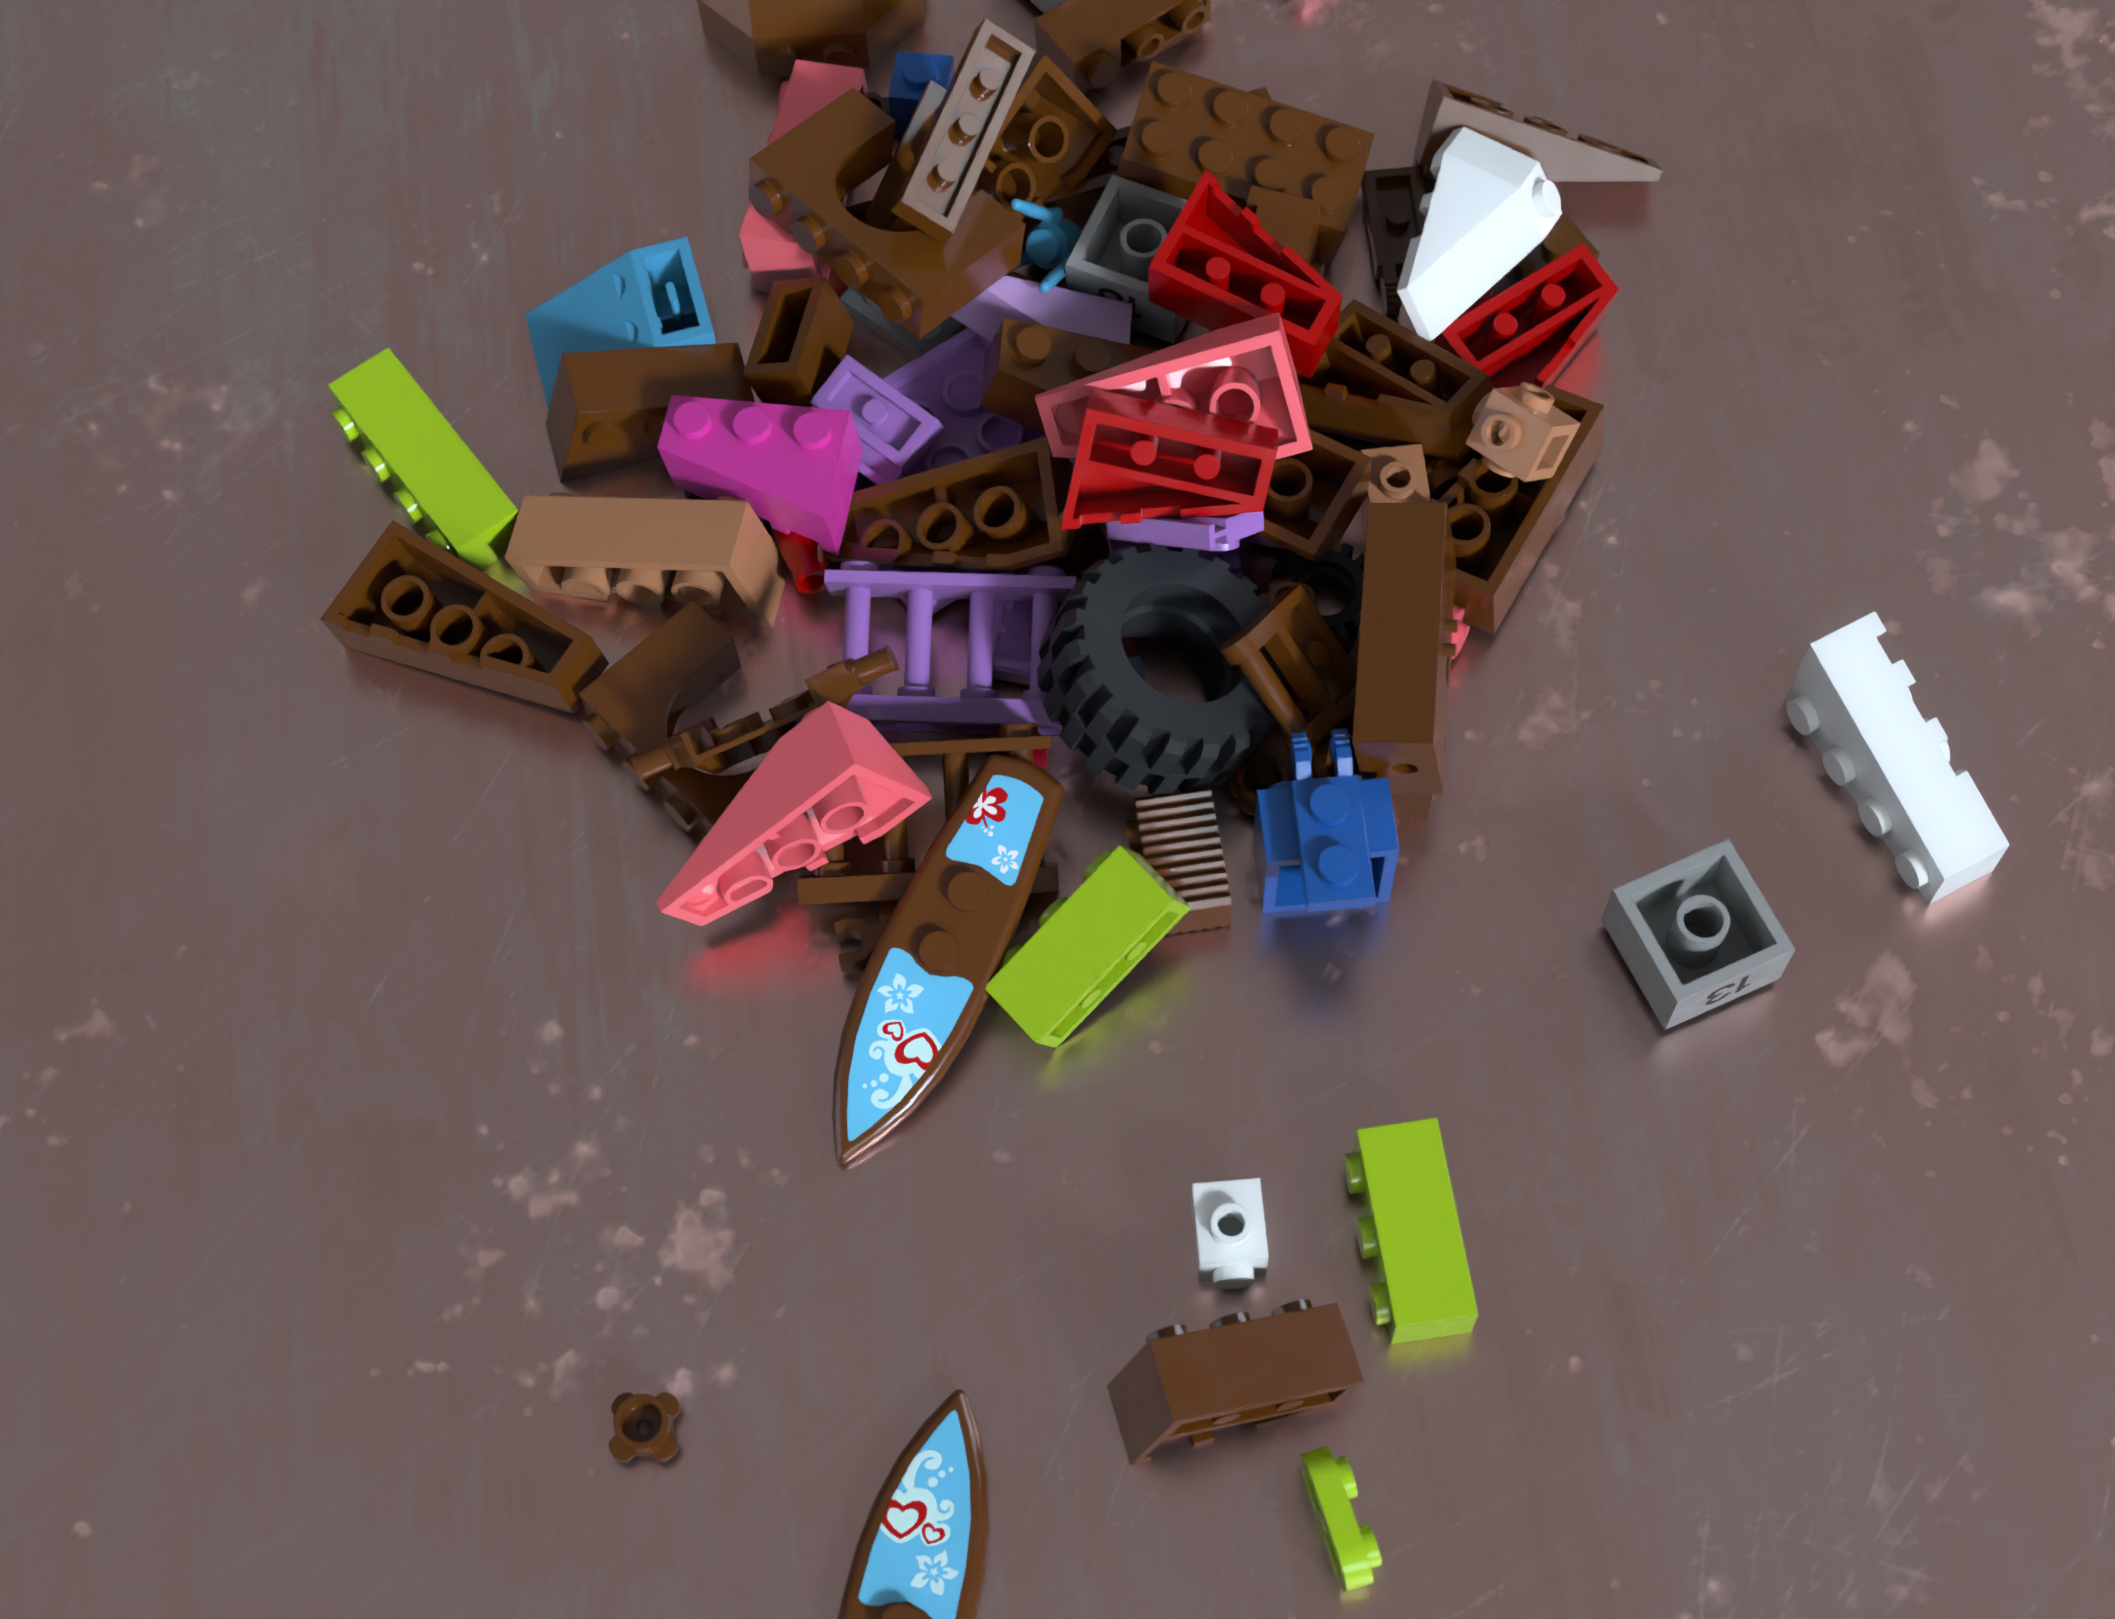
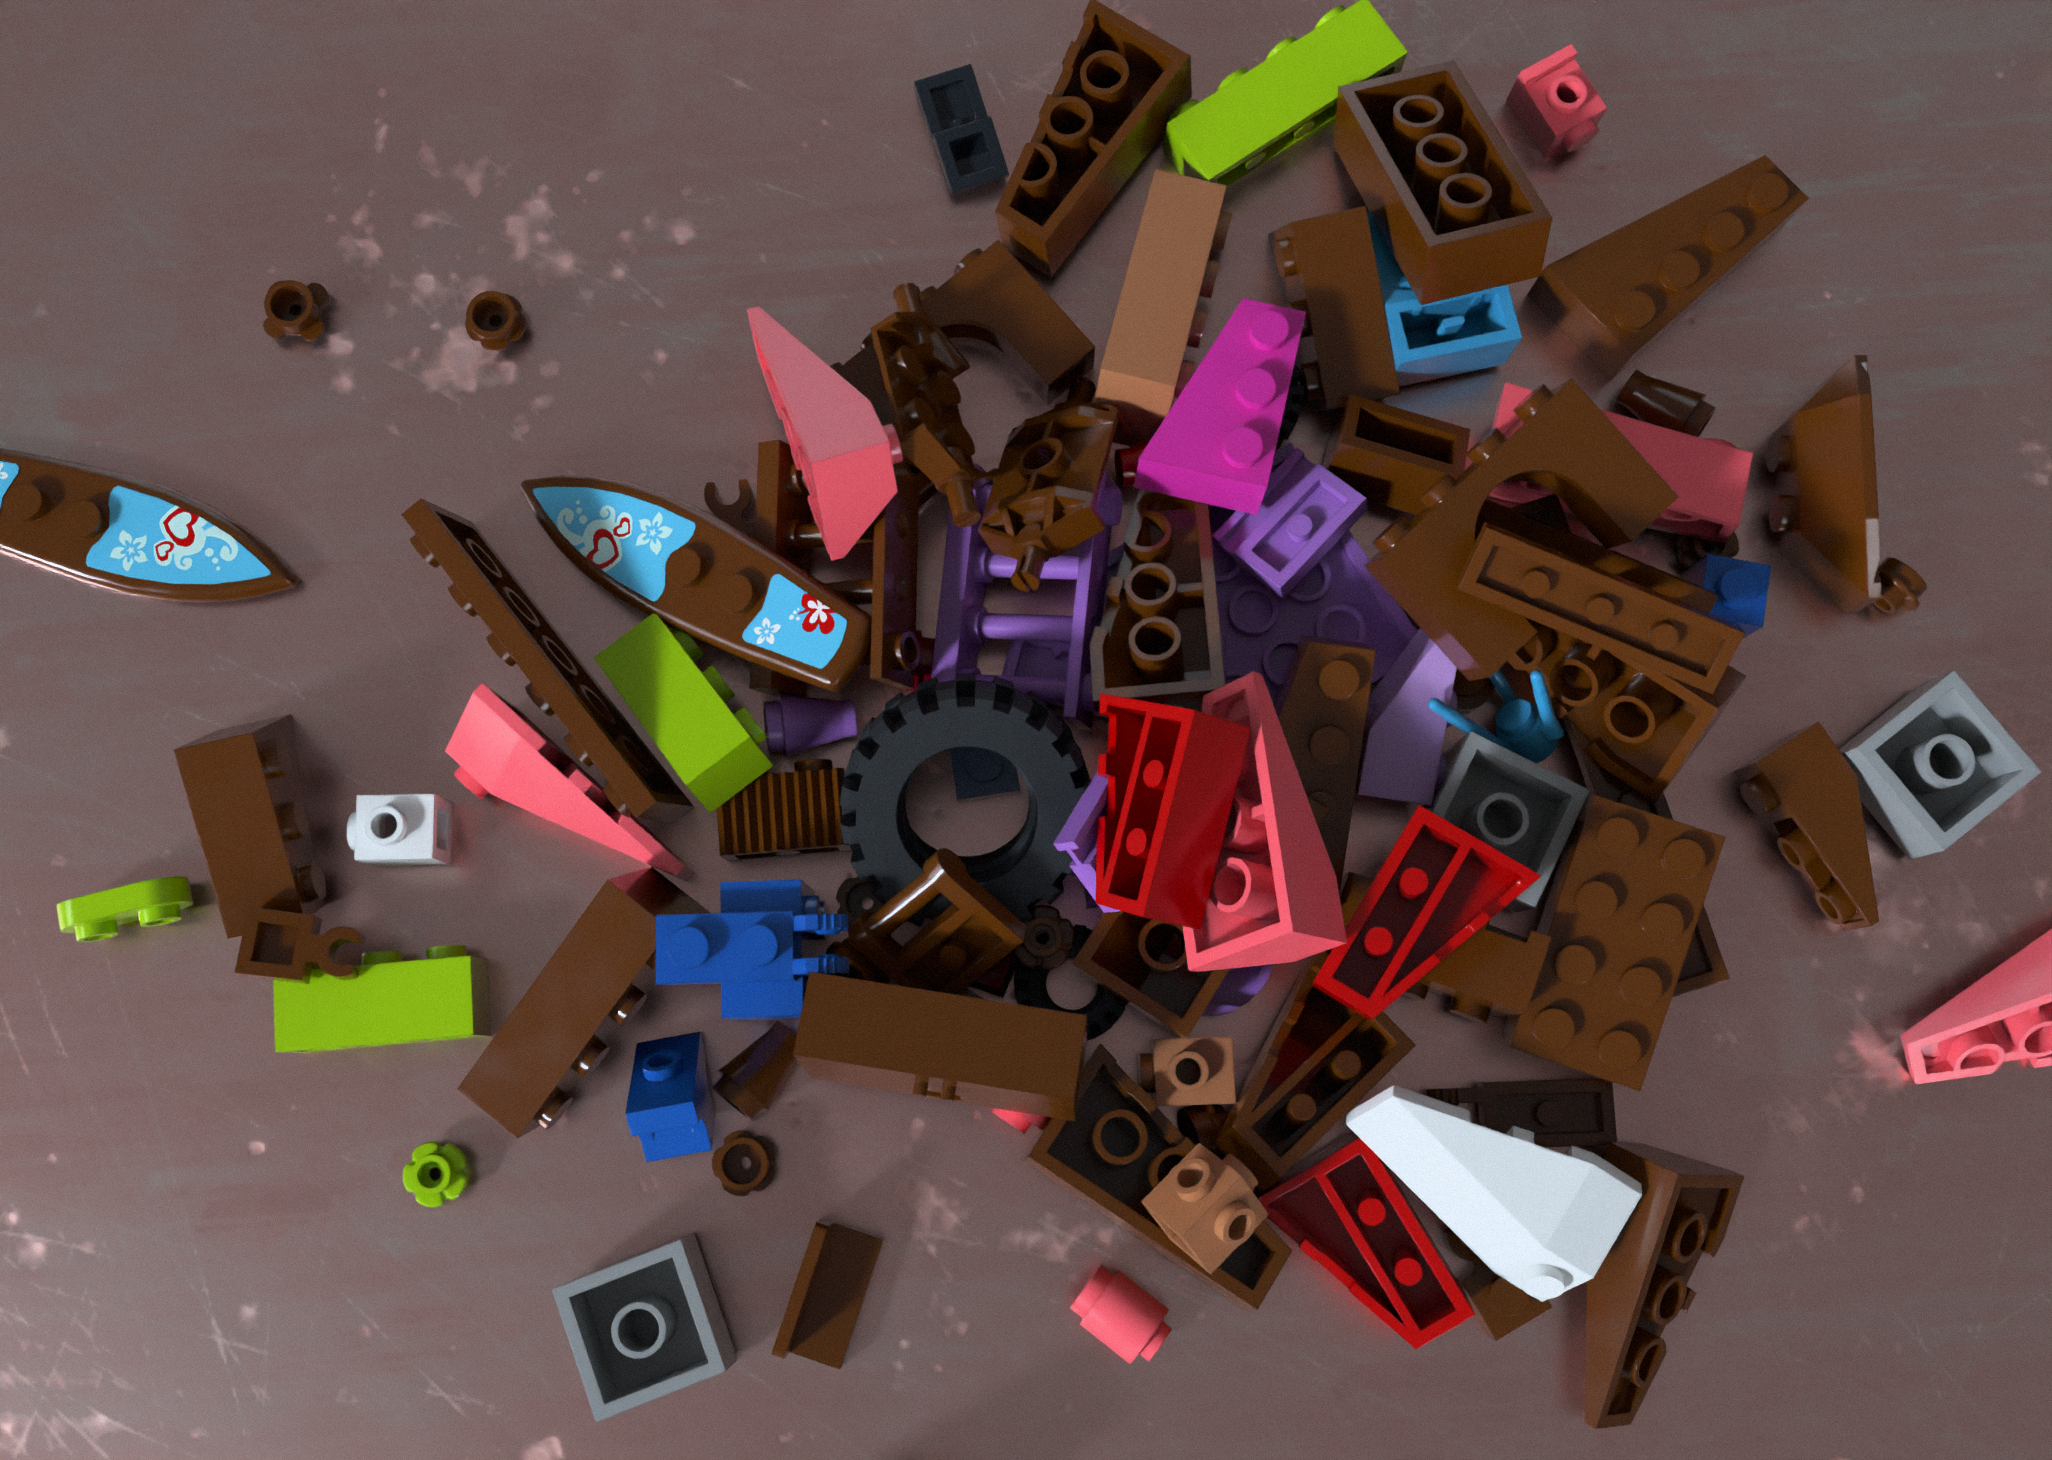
camera: 90 degrees right, 15 degrees up
(438, 237) = (1556, 103): none -> coral brick
(442, 763) = (960, 129): none -> black slope
(527, 300) = (1440, 182): none -> reddish brown brick
(611, 148) = (1652, 272): none -> reddish brown wedge
(656, 1188) = (487, 307): none -> reddish brown plate
(742, 137) = (1666, 404): none -> reddish brown cone
(868, 606) = (1051, 483): none -> reddish brown plate
(1064, 1068) = (556, 675): none -> reddish brown plate
(1080, 842) = (806, 722): none -> medium lavender cone
(1152, 1097) = (521, 765): none -> coral wedge
(1368, 1303) = (289, 944): none -> reddish brown plate
(1391, 1023) = (576, 1004): none -> reddish brown wedge
(1441, 867) = (758, 1072): none -> reddish brown cone
(1473, 933) = (671, 1097): none -> blue brick
(1528, 860) = (726, 1163): none -> reddish brown plate
(1570, 1181) = (453, 1176): none -> lime plate
(1622, 540) = (1122, 1315): none -> coral brick
(1640, 792) = (828, 1293): none -> reddish brown panel

